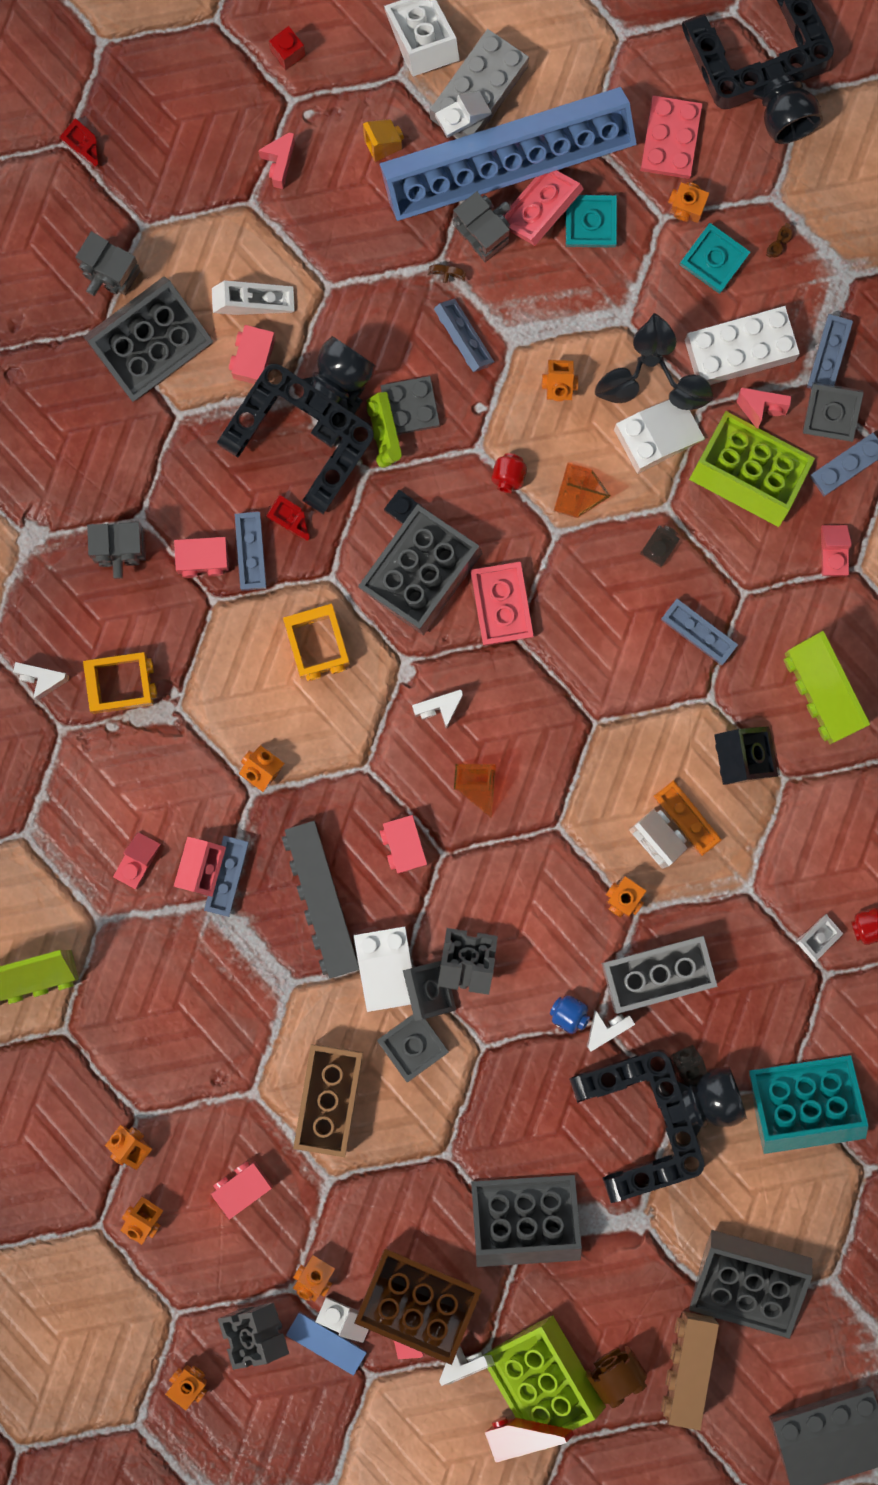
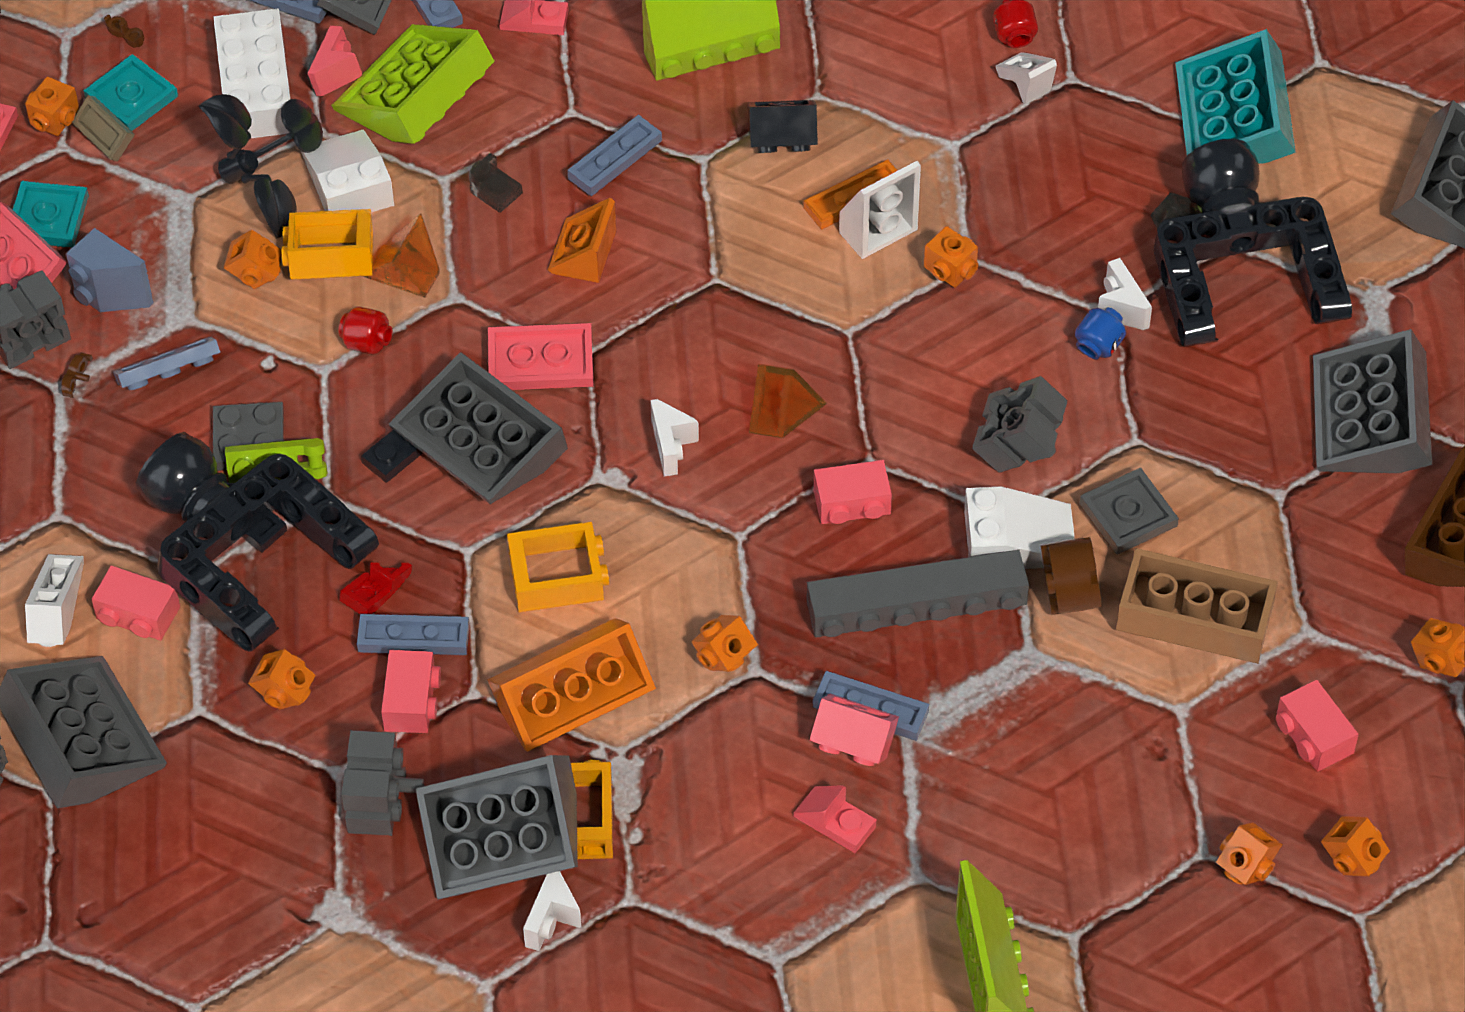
camera: 80 degrees left, 30 degrees down
(90, 635) = (500, 825): none -> dark grey slope
(197, 468) = (282, 679): none -> orange brick
(221, 666) = (572, 683): none -> orange slope
(342, 1009) = (1071, 575): none -> reddish brown brick
(425, 995) = (1042, 478): dark grey plate -> none
(529, 274) = (108, 274): none -> sand blue slope
(600, 428) = (328, 228): none -> light orange window
(610, 620) = (585, 242): none -> orange slope
(659, 974) = (1057, 231): light grey brick -> none
(677, 244) = (103, 128): none -> dark tan tile

